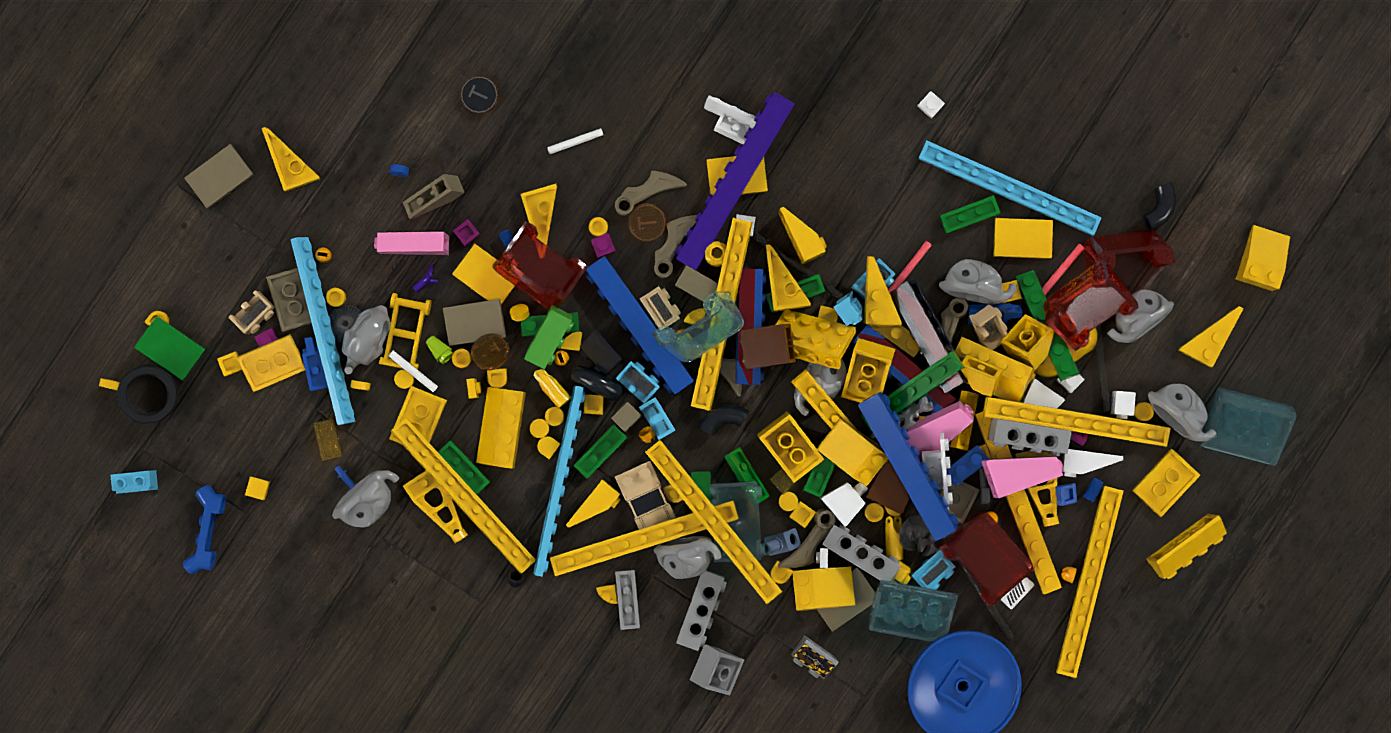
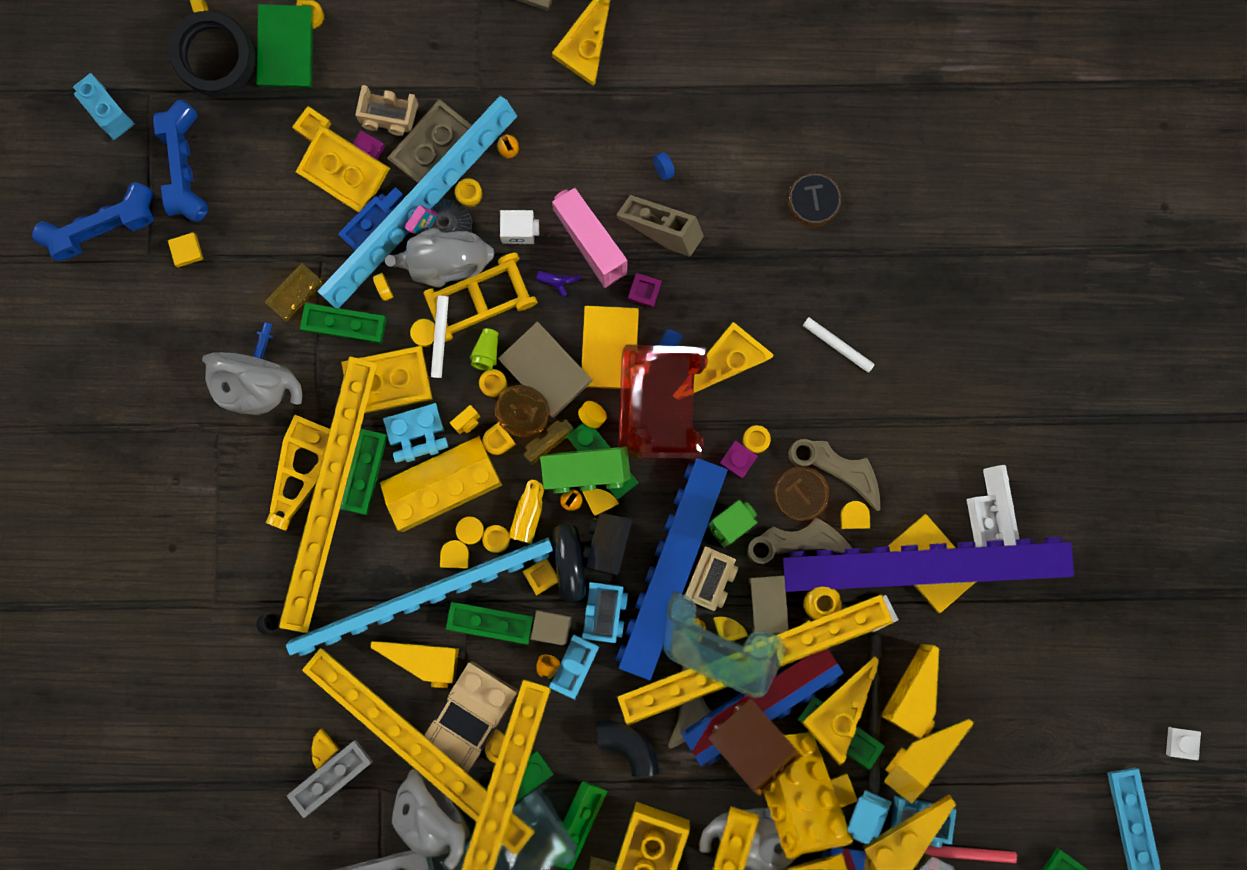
camera: 55 degrees right, 5 degrees down
(175, 449) = (170, 129): none -> blue plate
(335, 336) = (421, 220): none -> tile
(366, 423) = (343, 323): none -> green plate
(378, 281) = (518, 226): none -> white brick
(455, 421) = (413, 425): none -> medium azure plate
(517, 340) = (557, 433): none -> clear yellow plate
(636, 274) = (732, 523): none -> bright green brick
(680, 200) = (855, 516): none -> yellow tile
(838, 256) = (917, 766): none -> yellow slope

